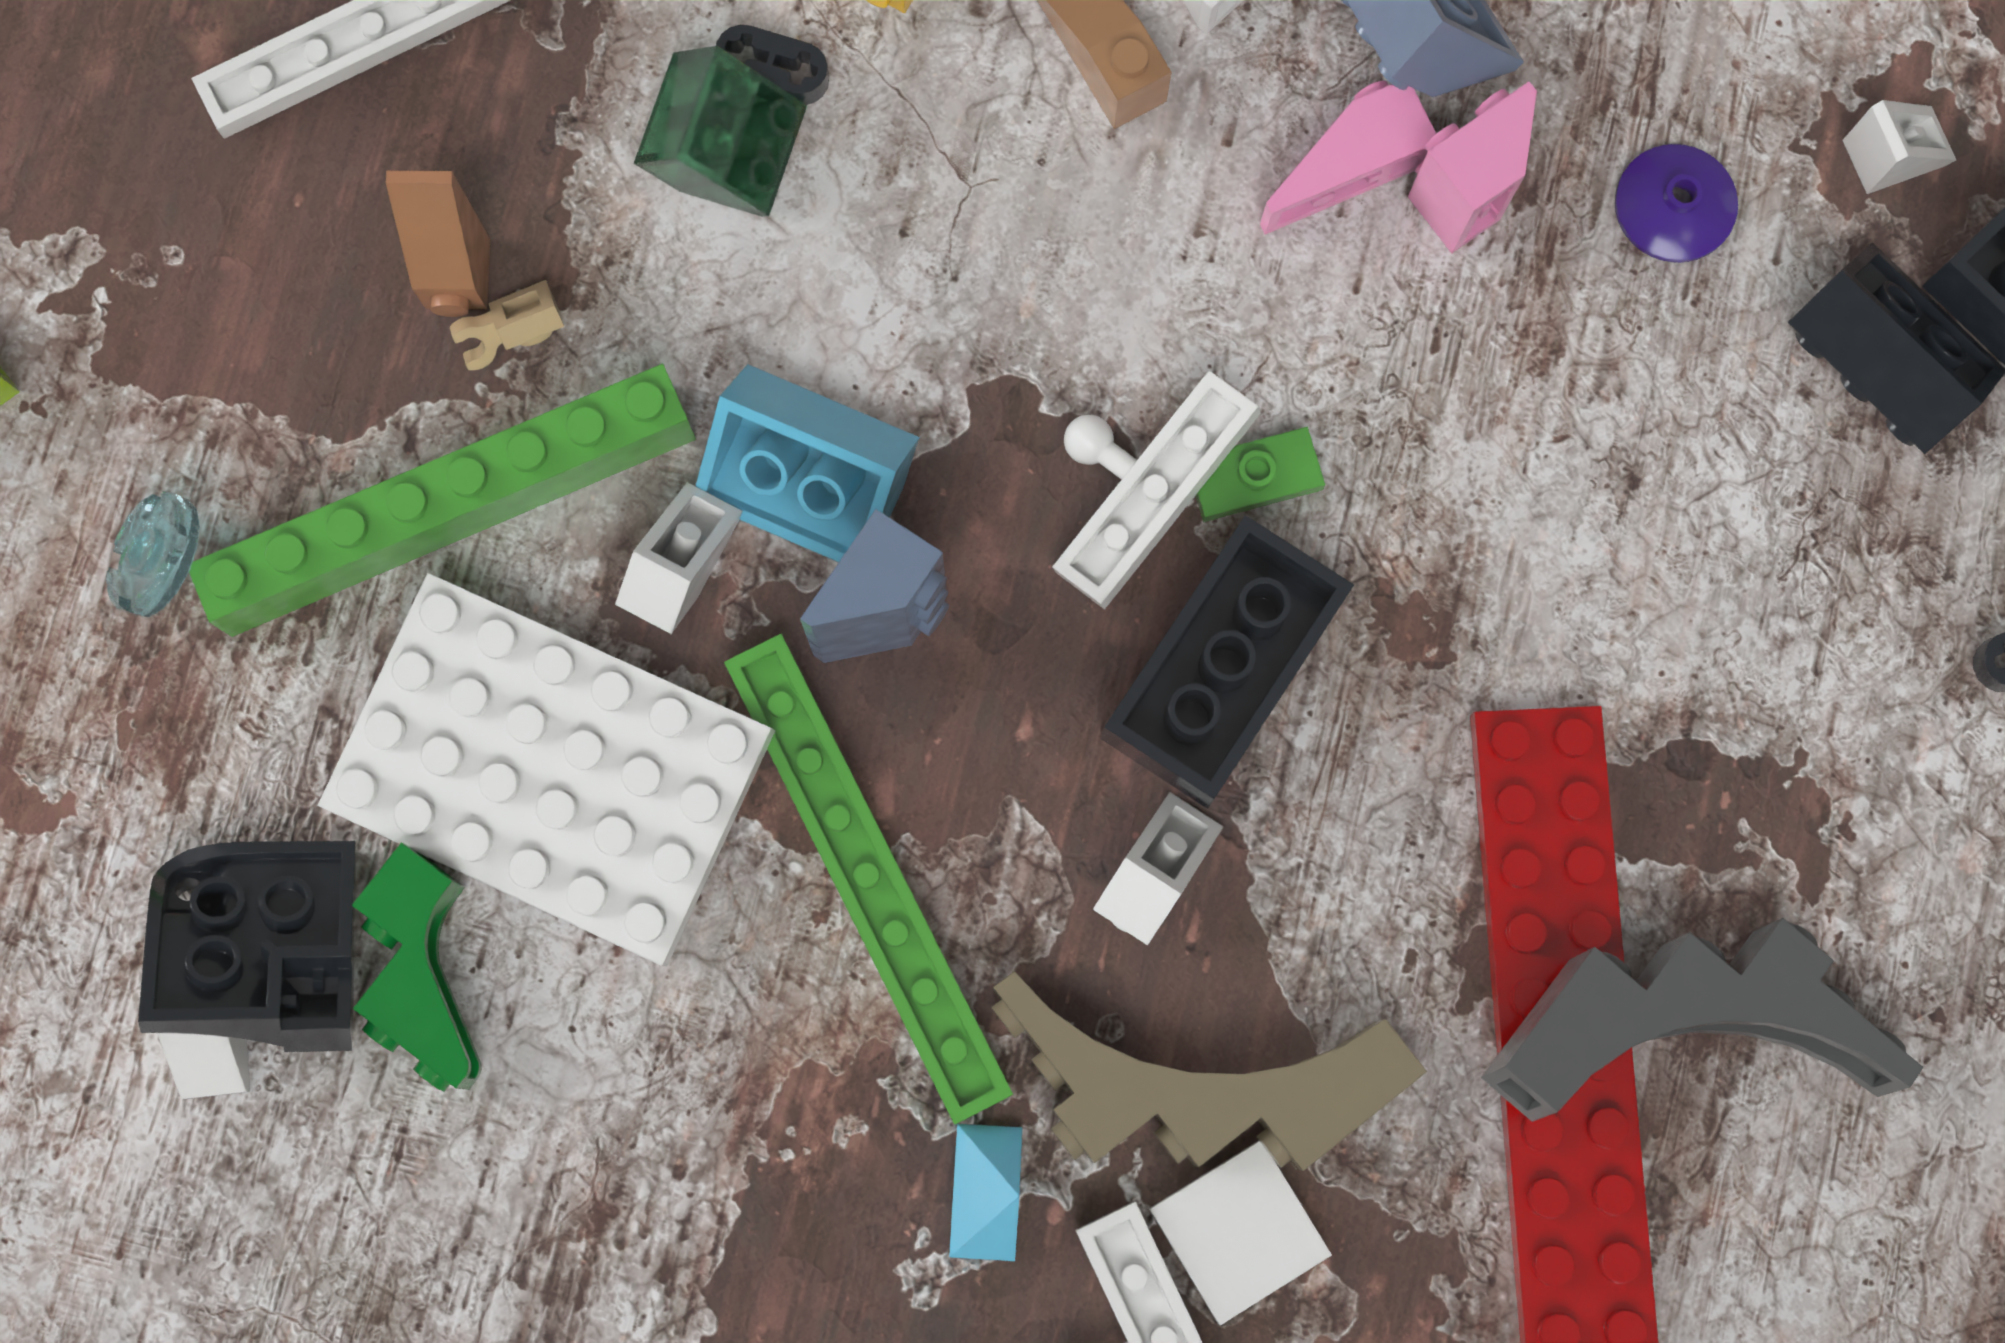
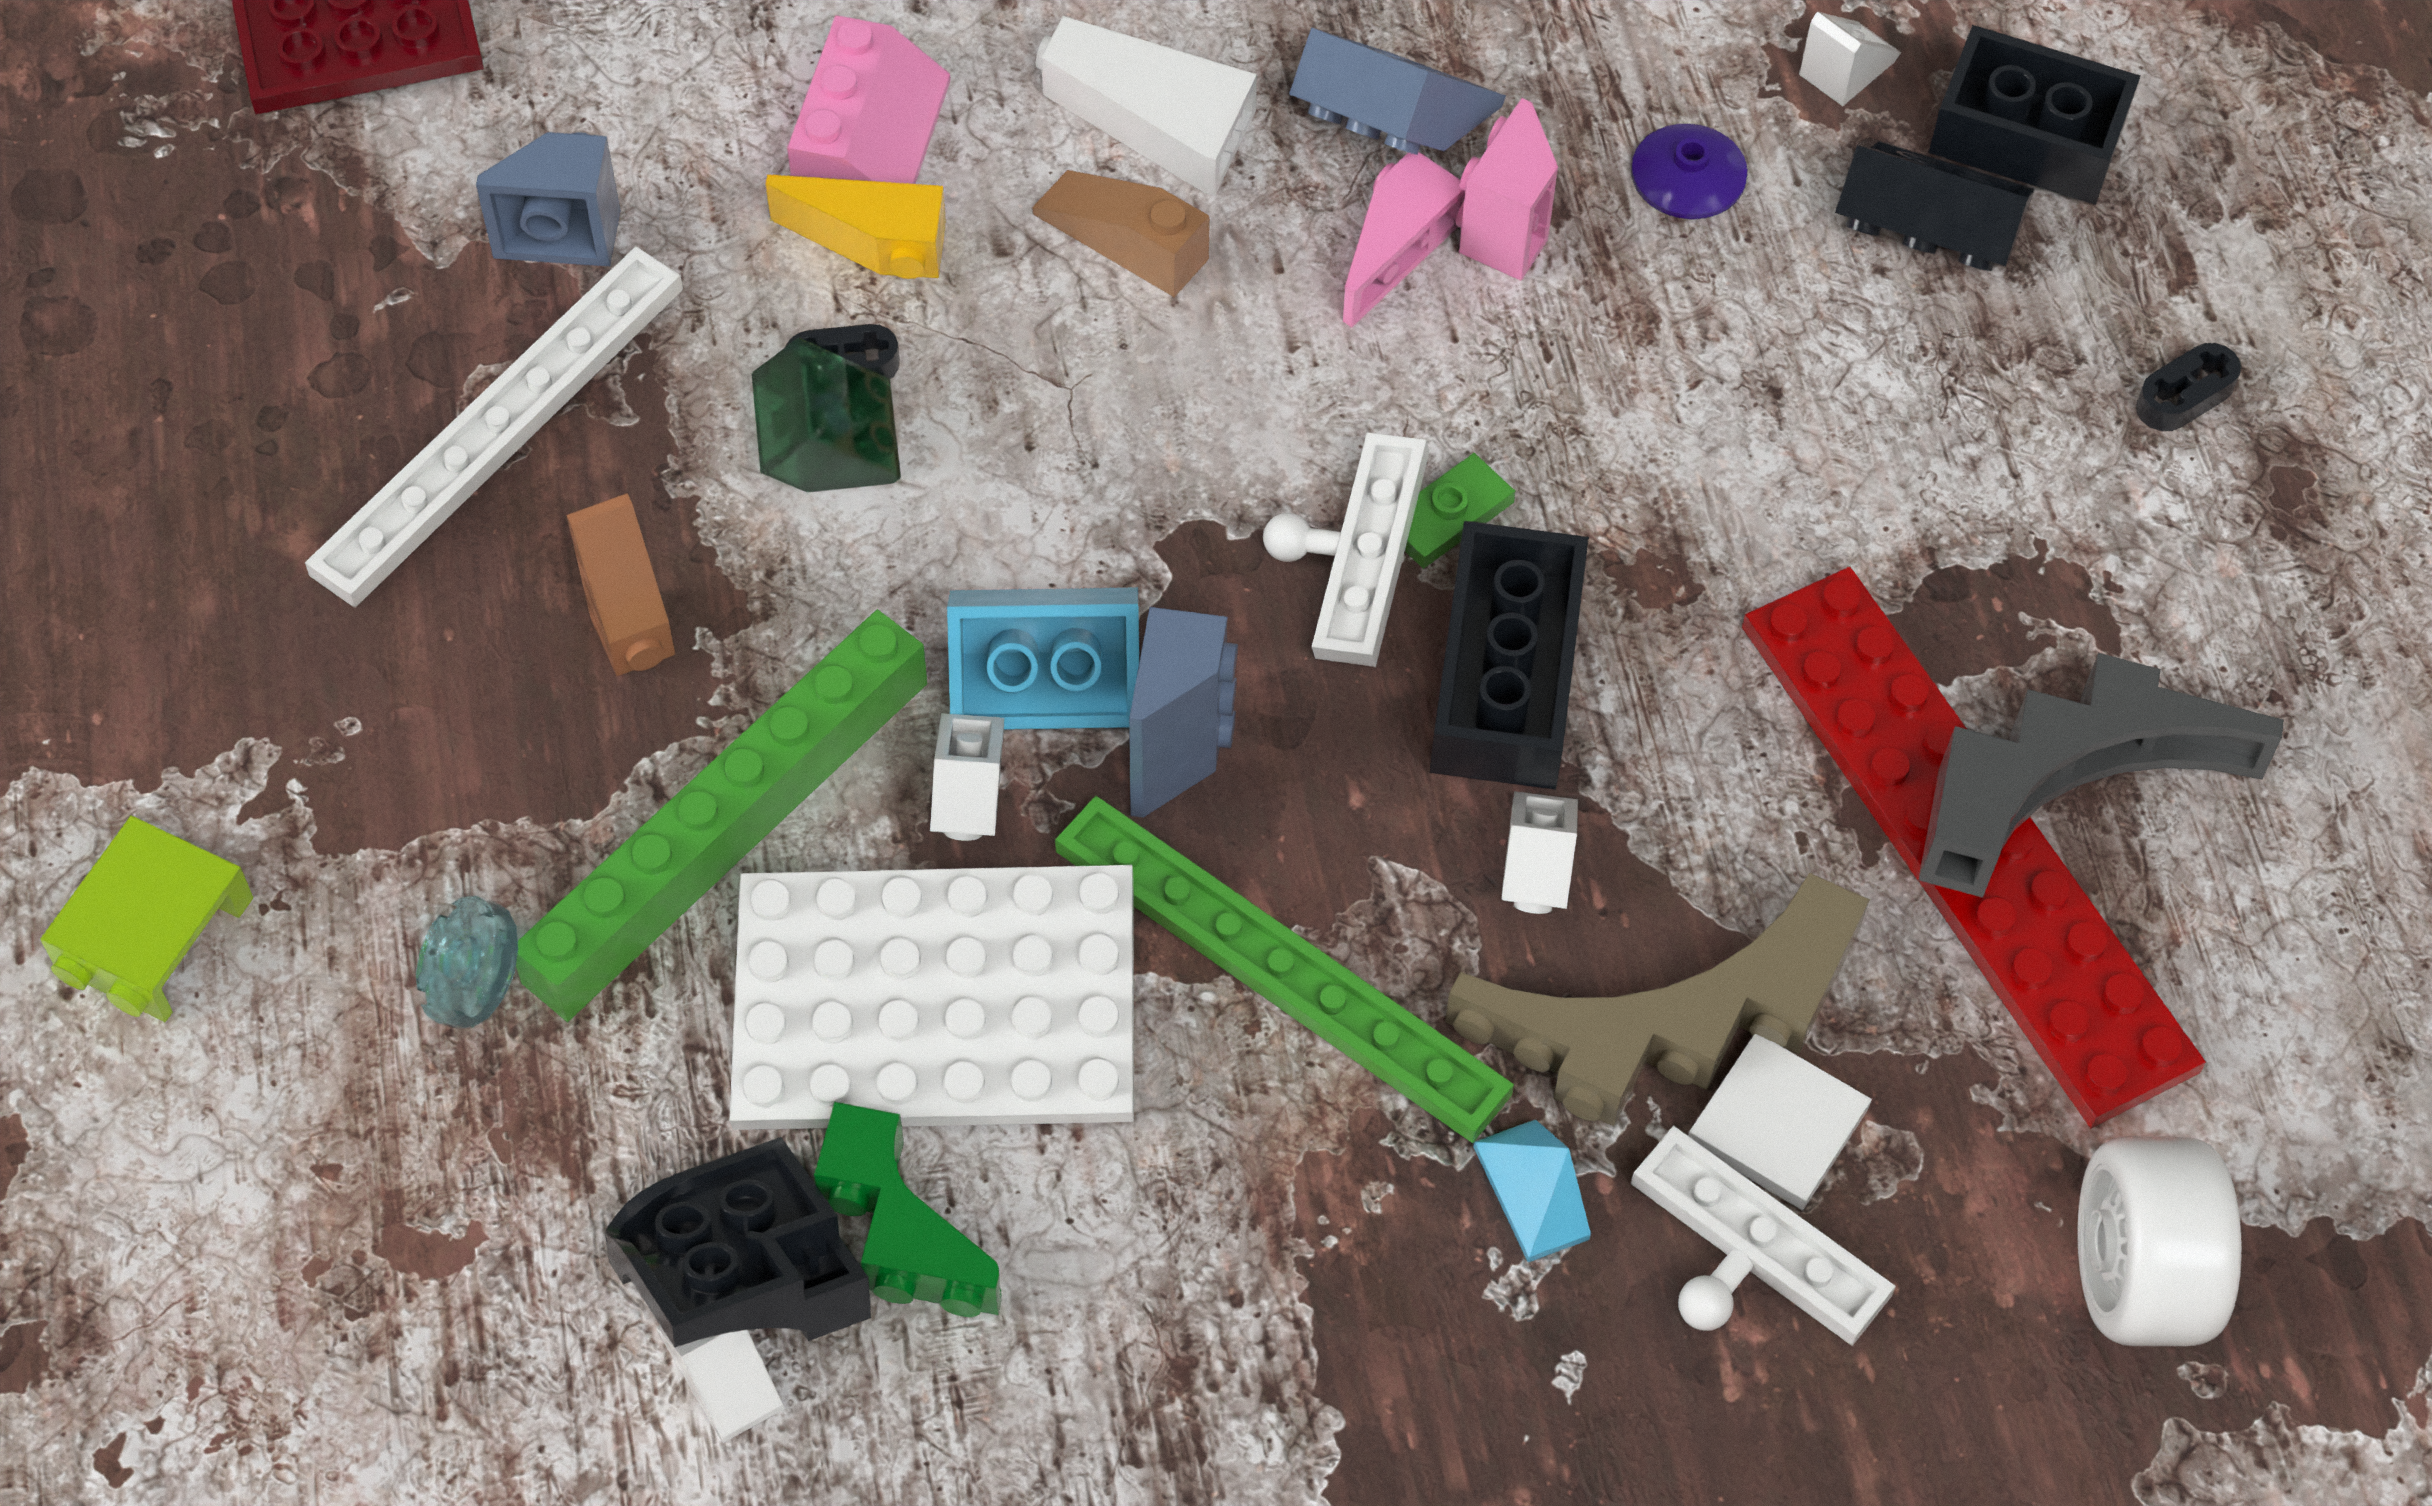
camera: 25 degrees left, 20 degrees down
(514, 320) = (716, 642): tan plate -> none

